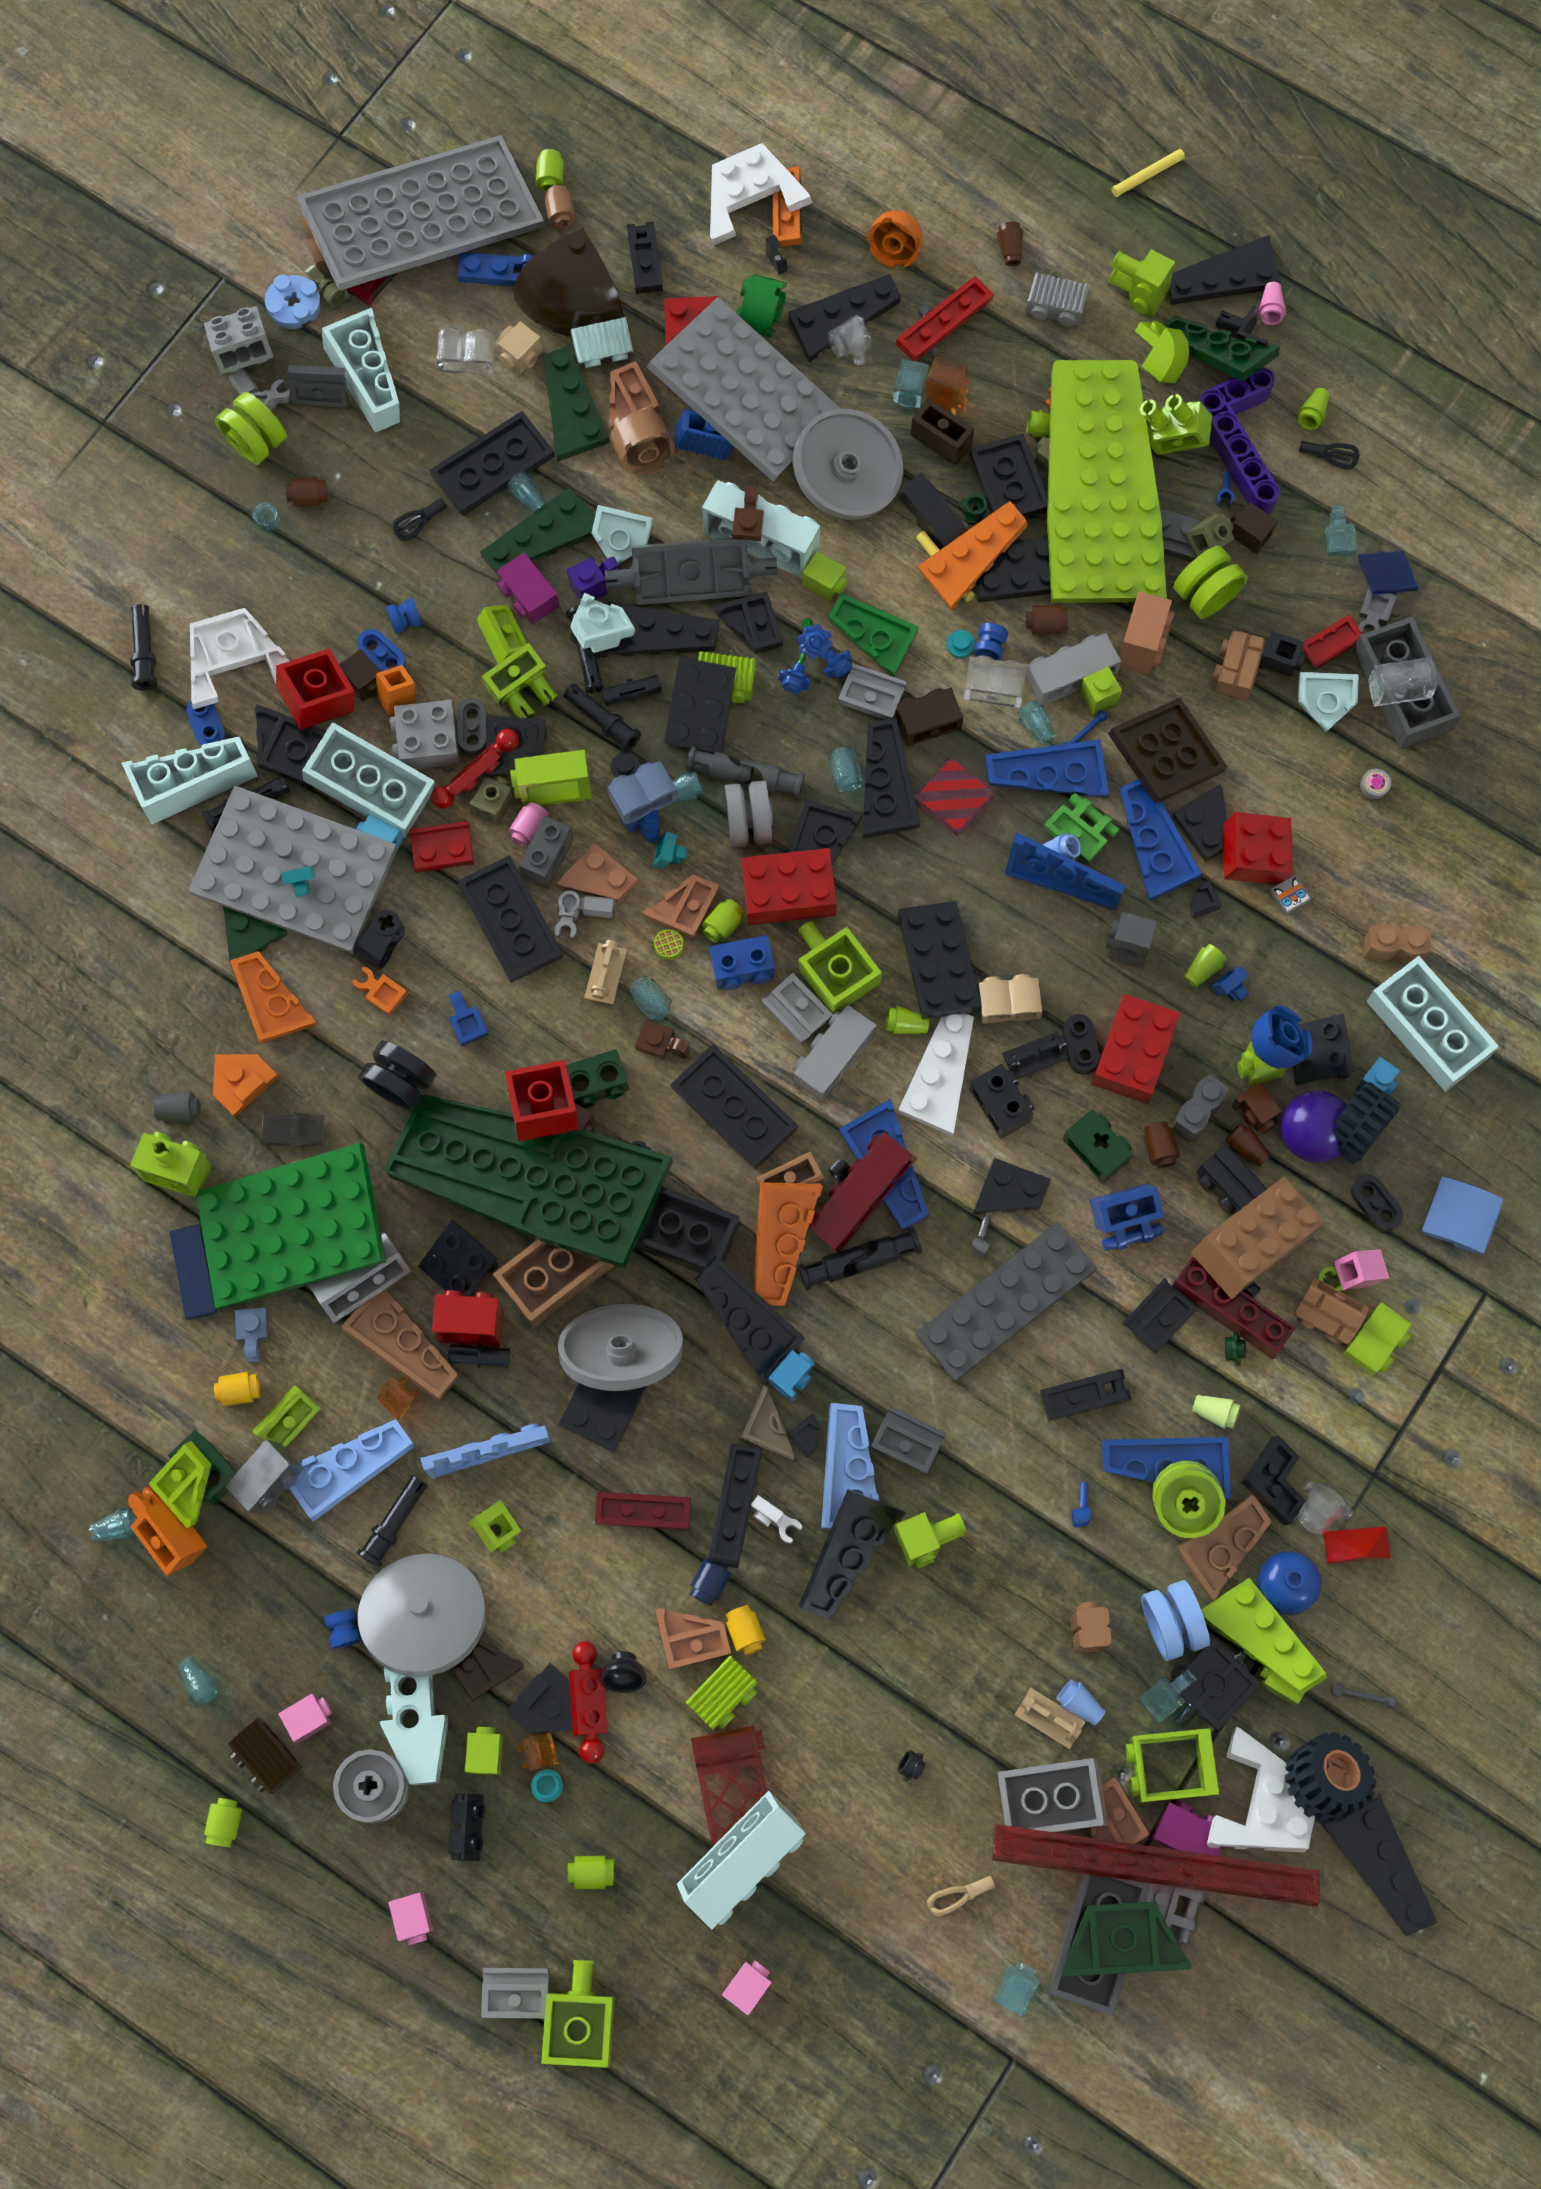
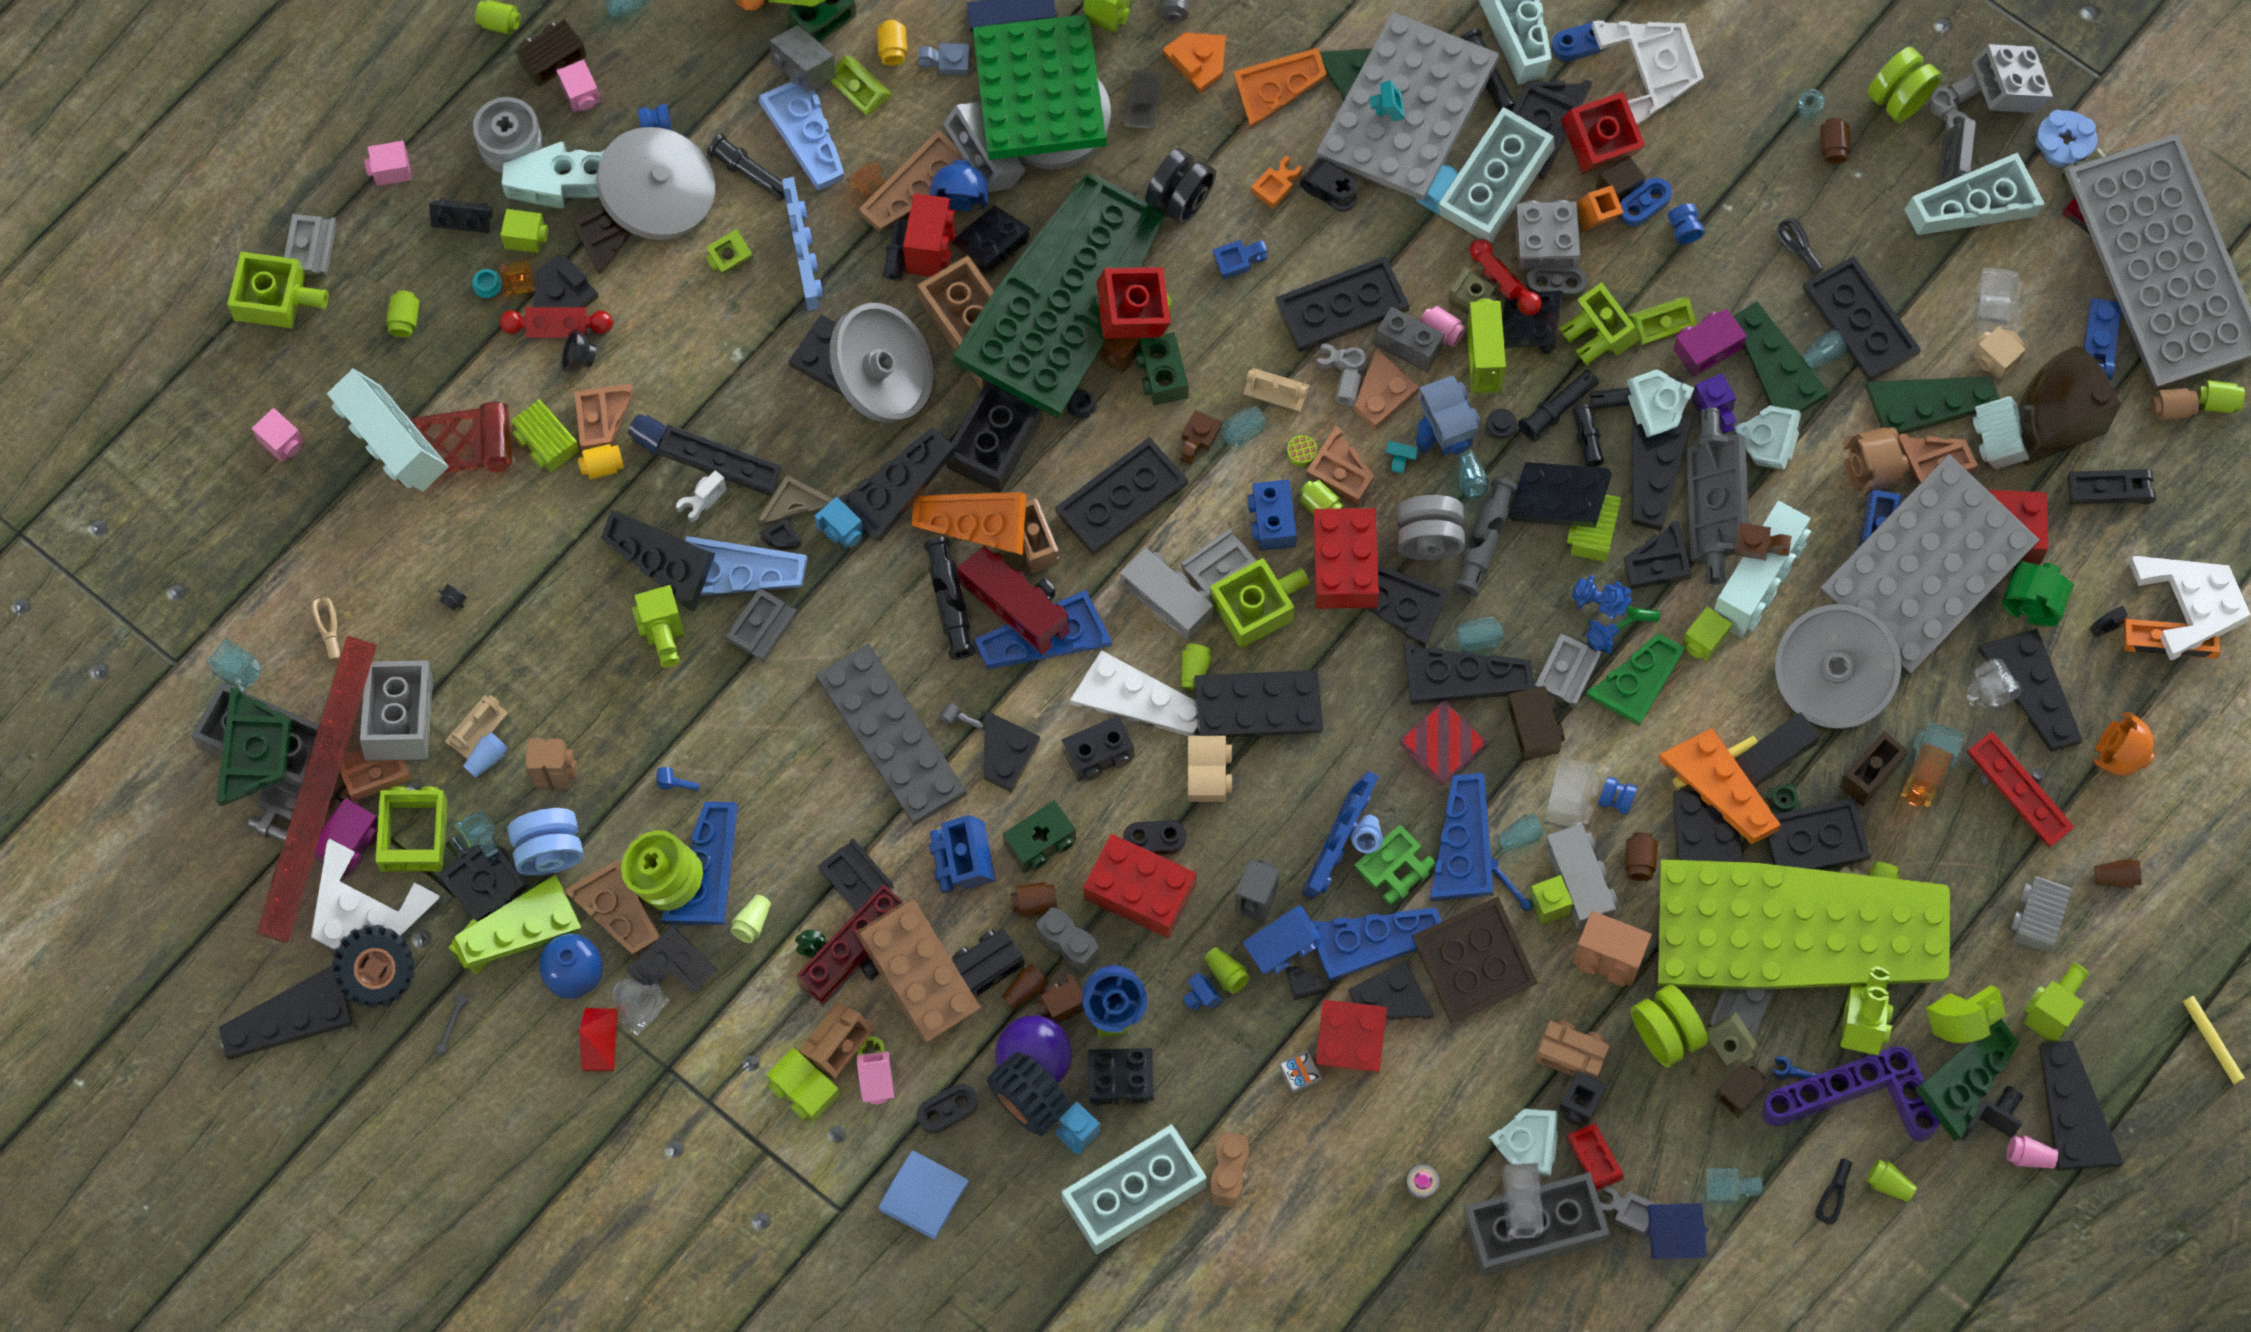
camera: 95 degrees right, 5 degrees down
(409, 1294) = (962, 185): none -> blue cylinder
(441, 846) = (1428, 248): red plate -> none
(643, 1511) = (727, 382): dark red plate -> none
(960, 644) = (1620, 766): teal plate -> none
(1036, 1055) = (1145, 789): black hinge -> none
(1084, 1395) = (784, 794): black plate -> none
(1176, 914) = (1282, 940): none -> blue brick

